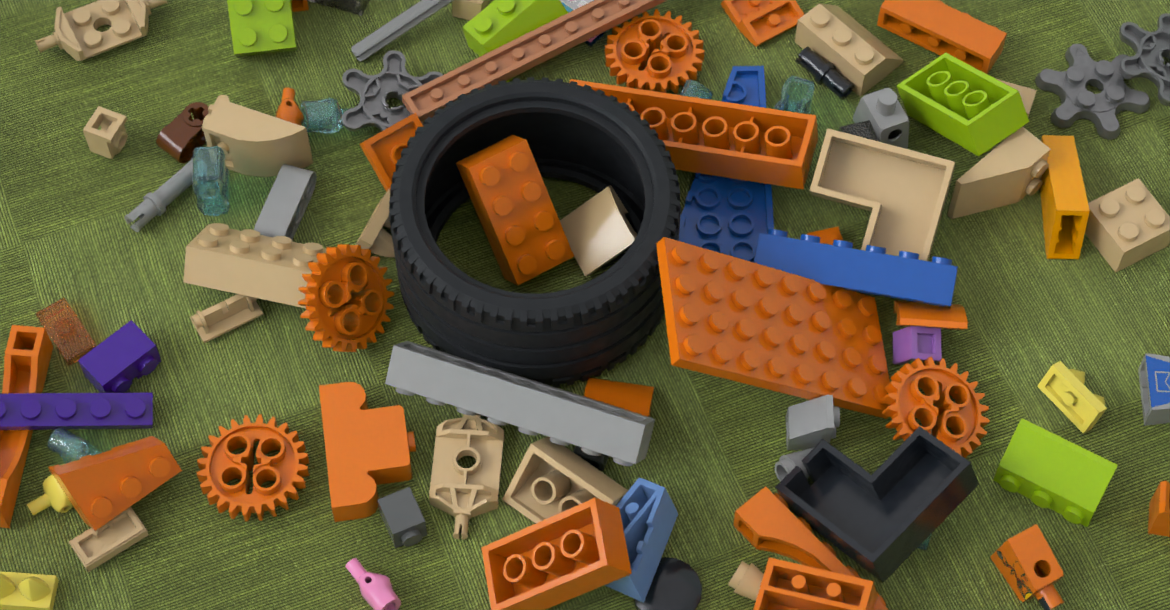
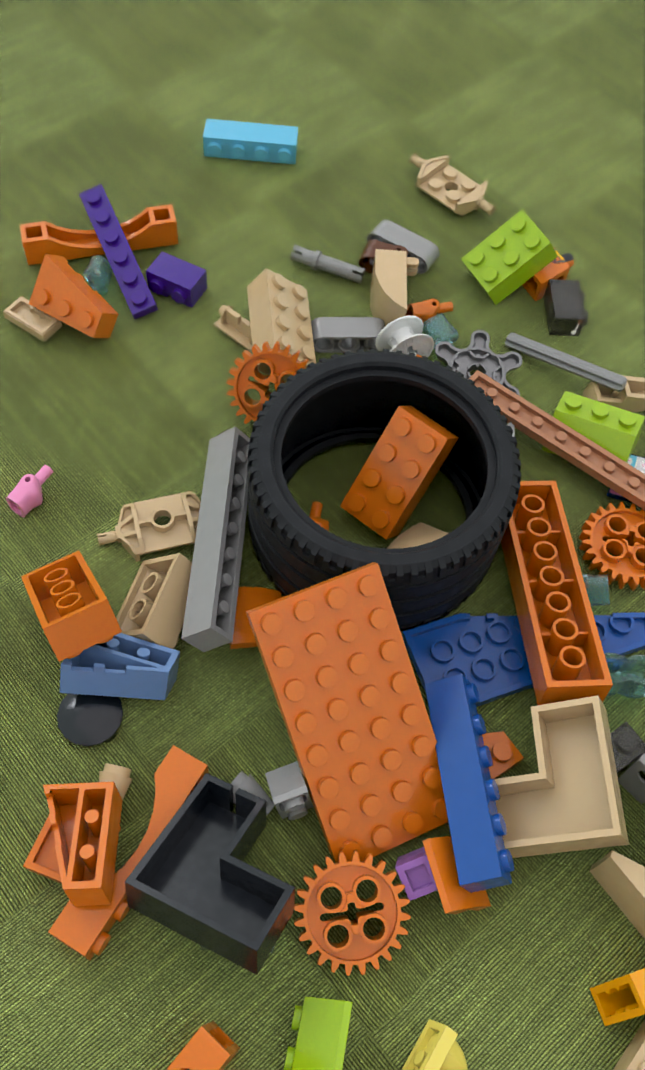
camera: 65 degrees right, 0 degrees up
(66, 331) = (194, 244): clear orange plate -> none
(112, 135) = (357, 217): tan brick -> none
(165, 106) = (417, 246): none -> light grey beam
(211, 180) = (343, 278): clear light blue brick -> none
(222, 466) = (118, 382): orange gear -> none
(332, 152) = (406, 336): none -> white piece
(362, 449) = (151, 446): orange brick -> none
(402, 518) = (99, 492): dark grey brick -> none

